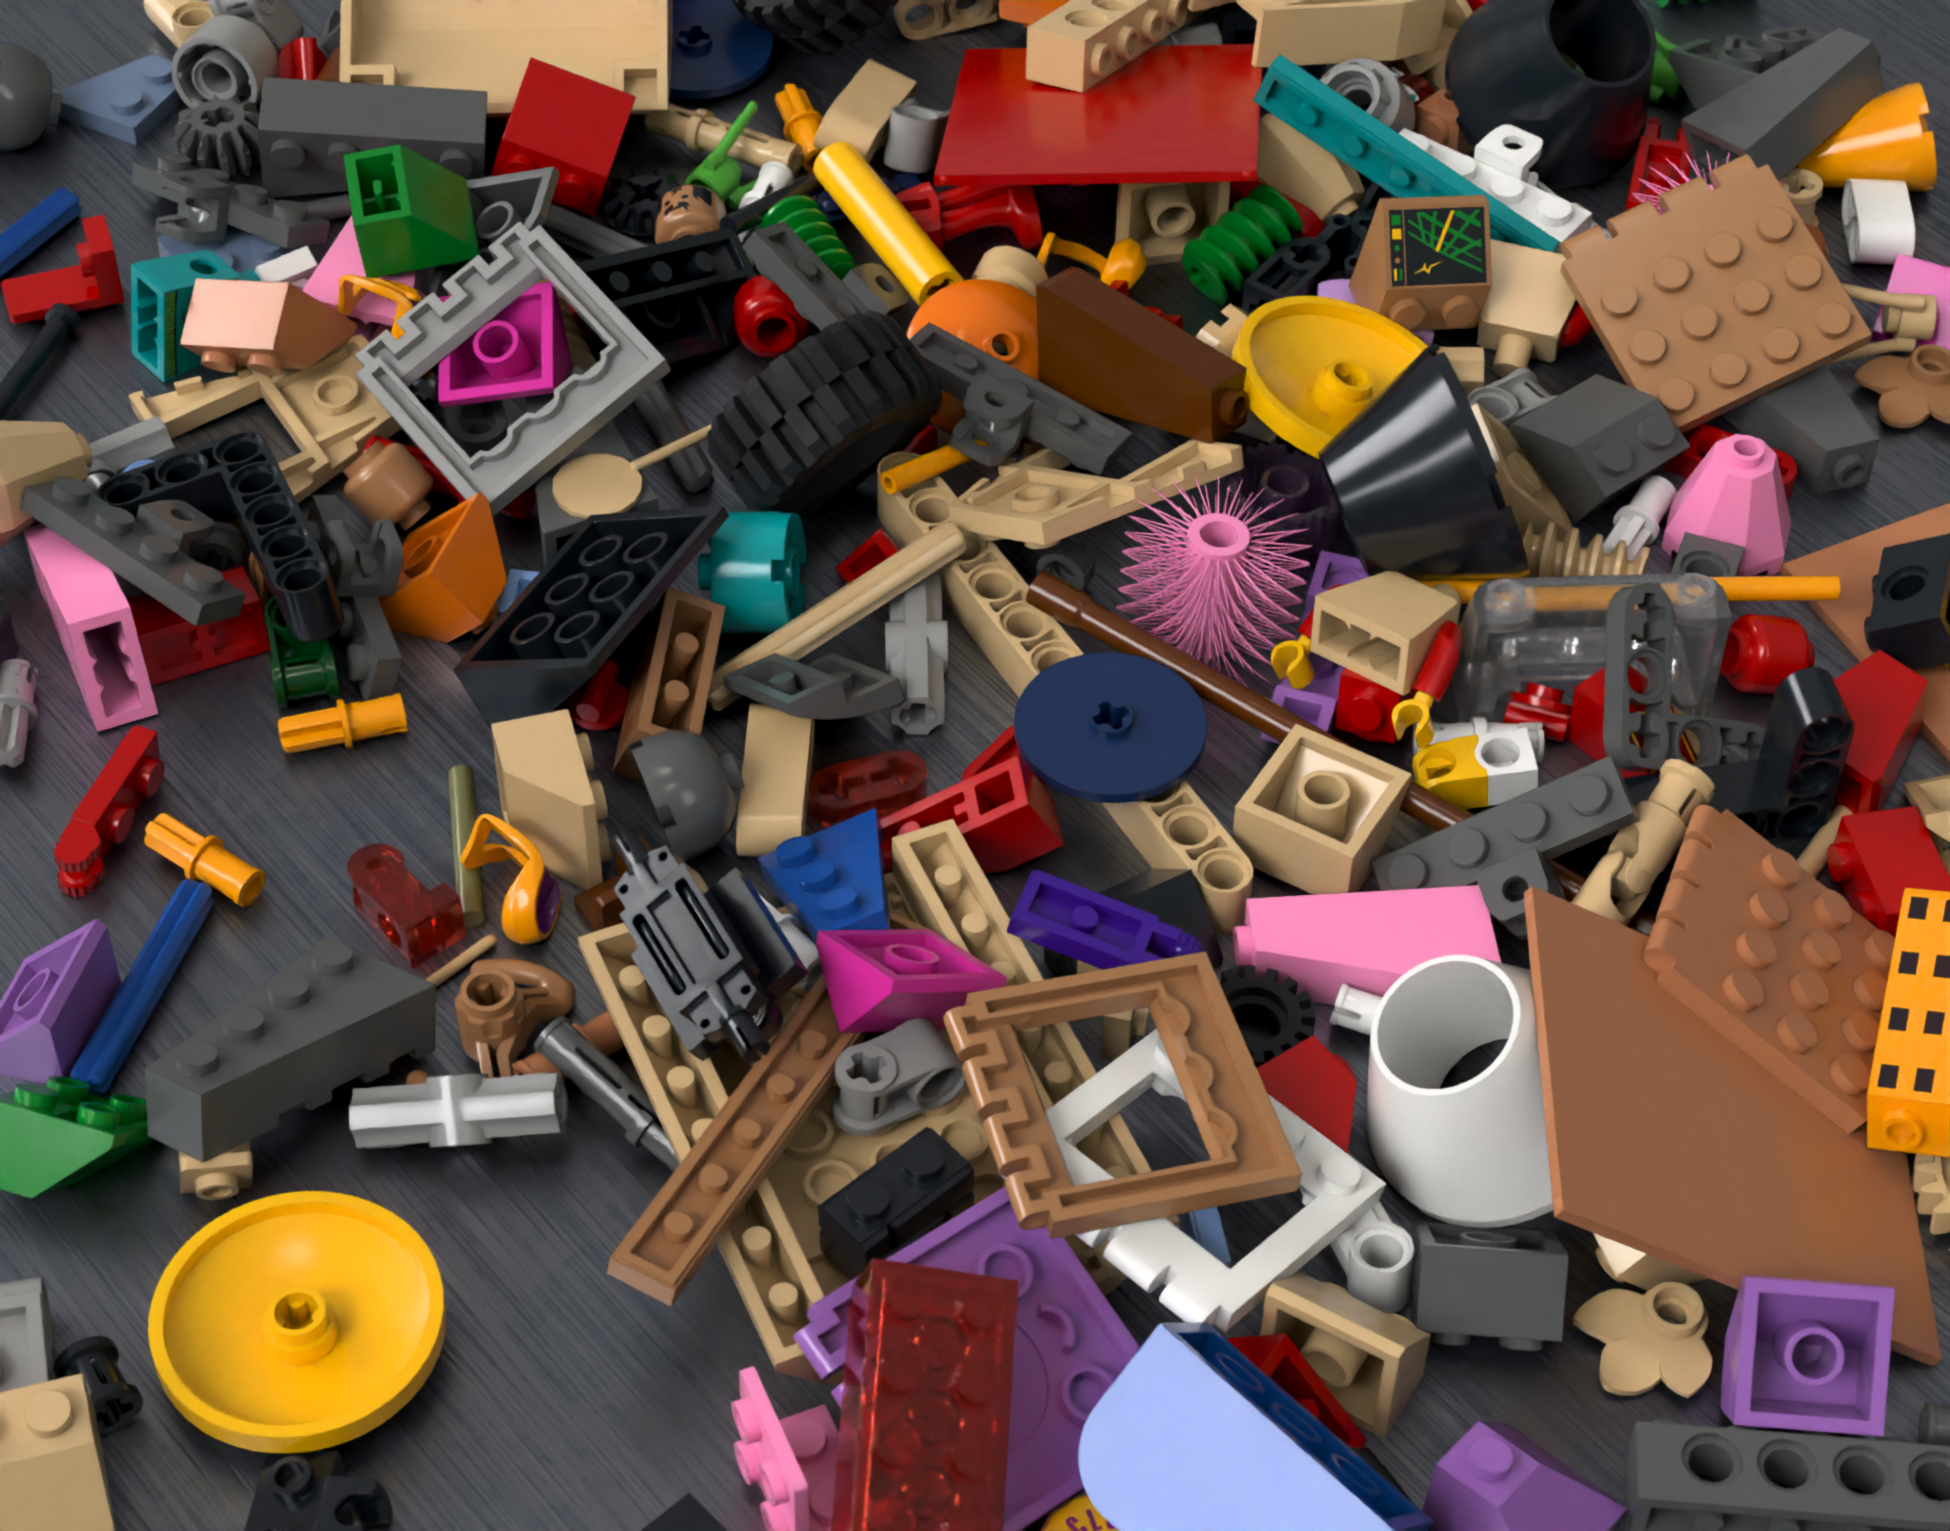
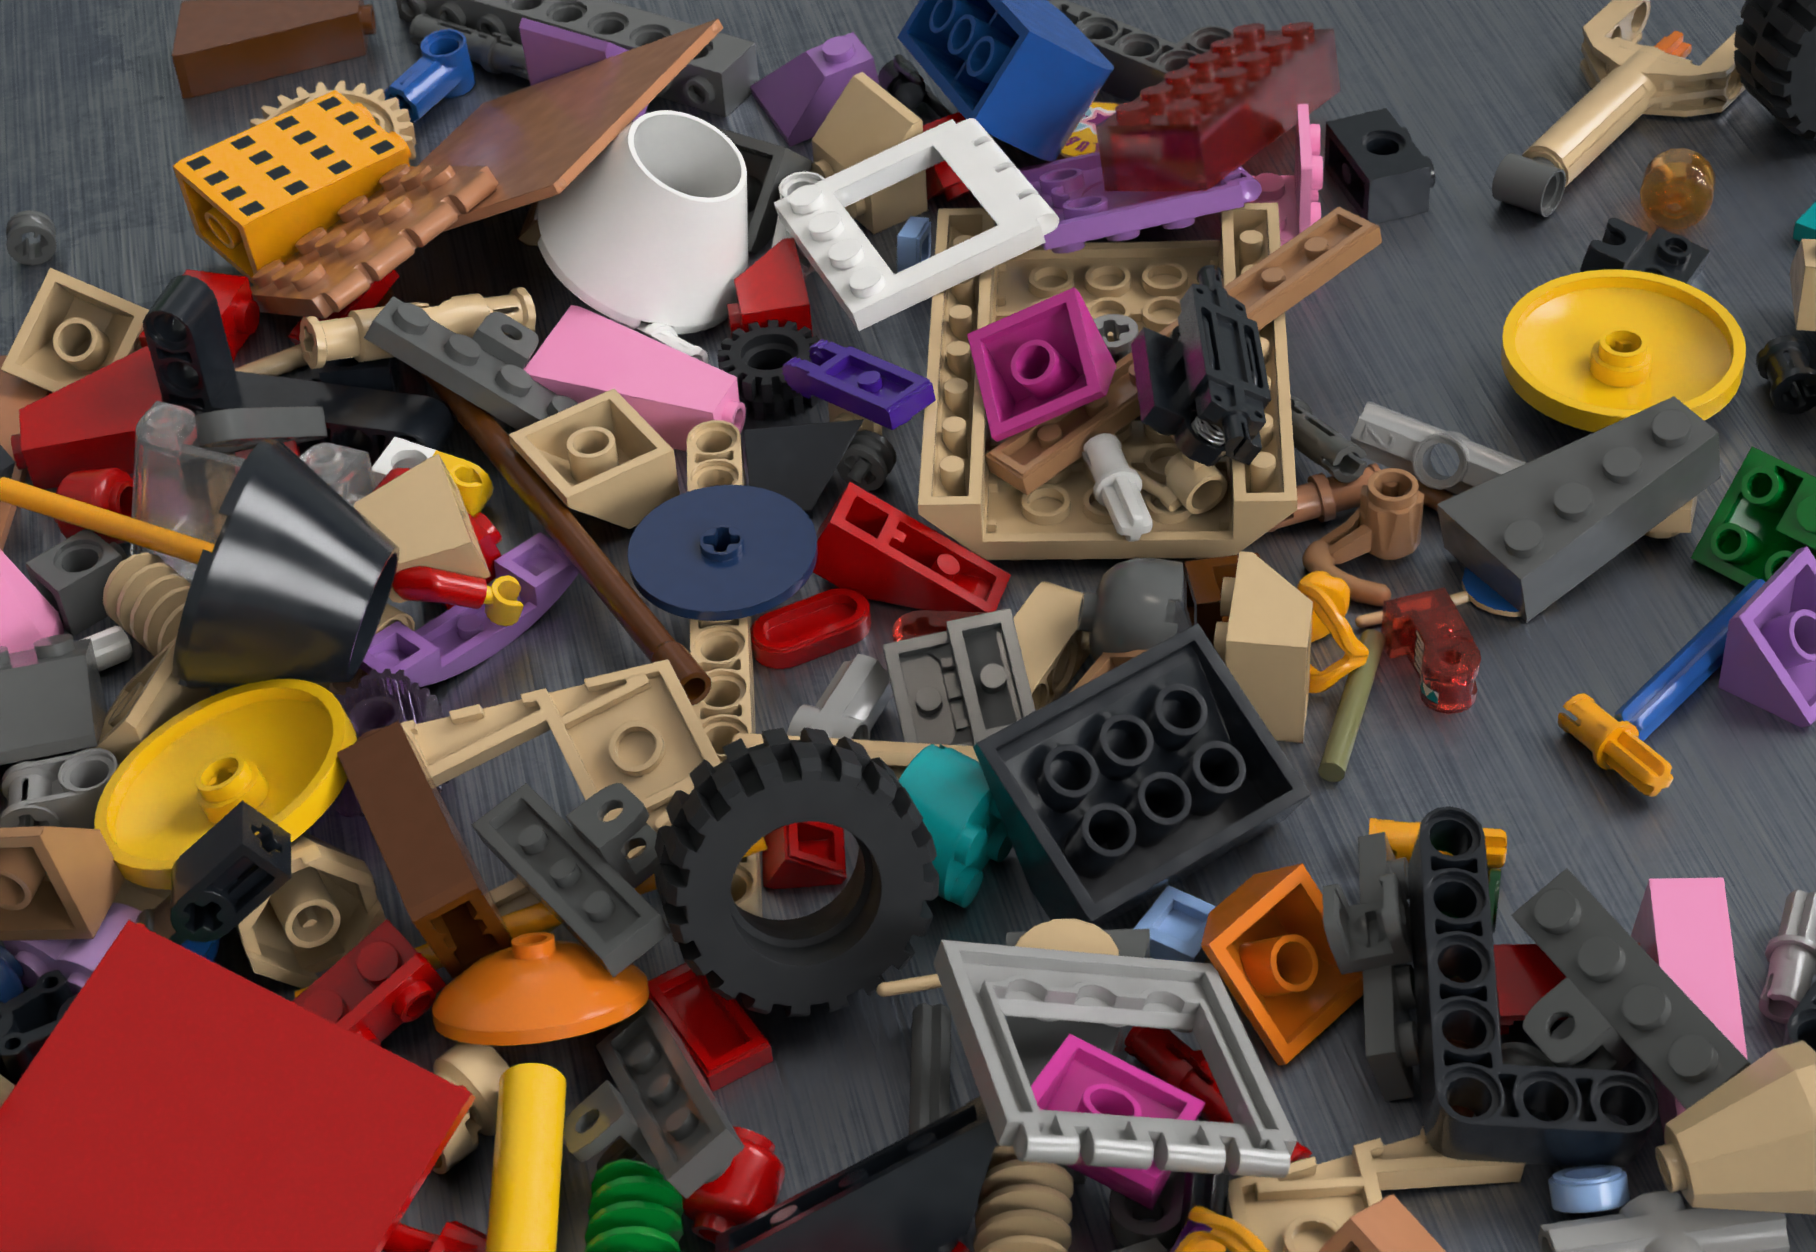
camera: 150 degrees left, 5 degrees down
(108, 811) = (1704, 811): red hinge -> none
(388, 485) = (1306, 1073): medium nougat head -> none
(833, 876) = (1044, 511): blue wing -> none
(895, 1203) = (1136, 270): black brick -> none
(1210, 1062) = (864, 207): medium nougat hinge -> none
(1213, 582) = (521, 641): bright pink piece -> none
(1255, 280) = (223, 878): none -> black piece

